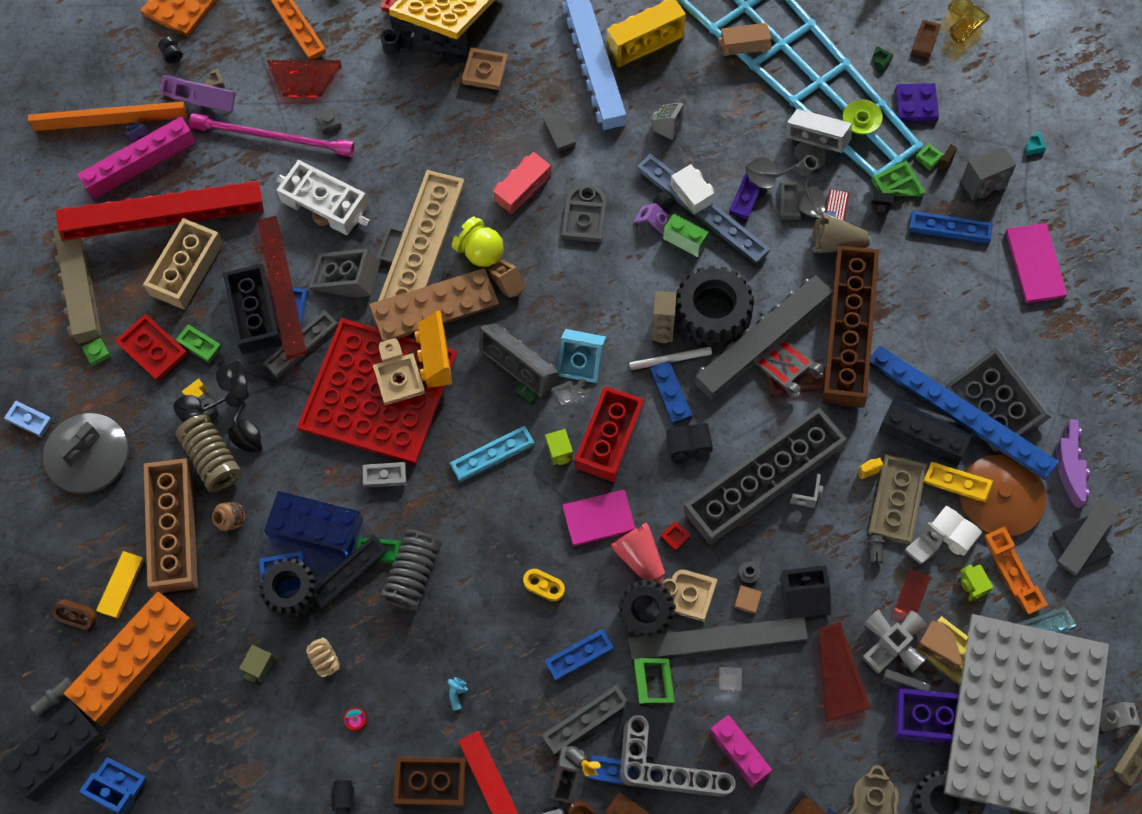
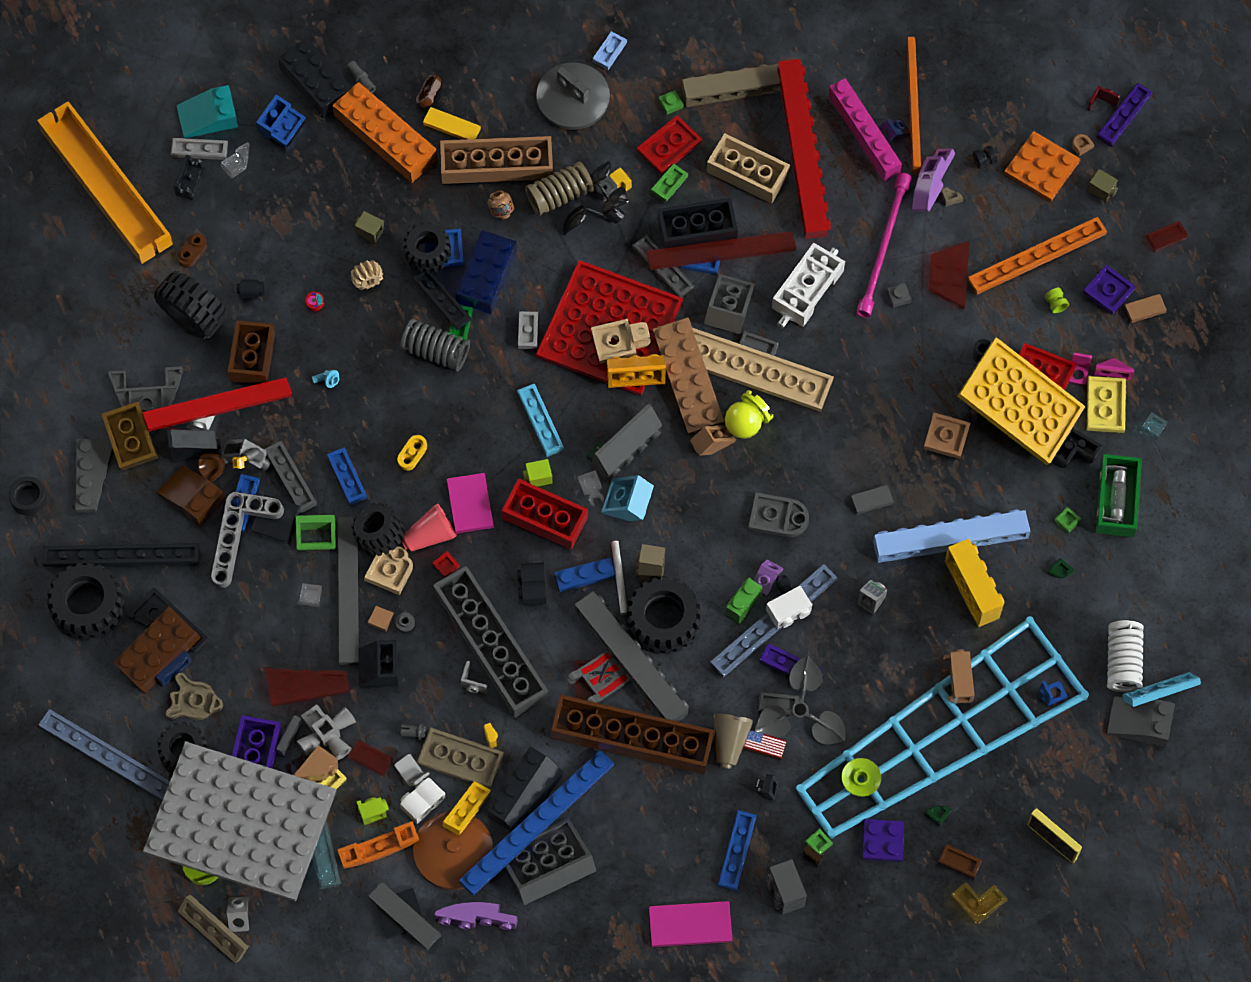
camera: 90 degrees right, 0 degrees up
(522, 182) = (814, 460): coral brick -> none
(740, 751) = (247, 594): dark pink brick -> none
(819, 130) = (848, 734): light grey brick -> none
(898, 181) = (789, 806): bright green wing -> none
(1035, 144) = (825, 948): teal tile -> none

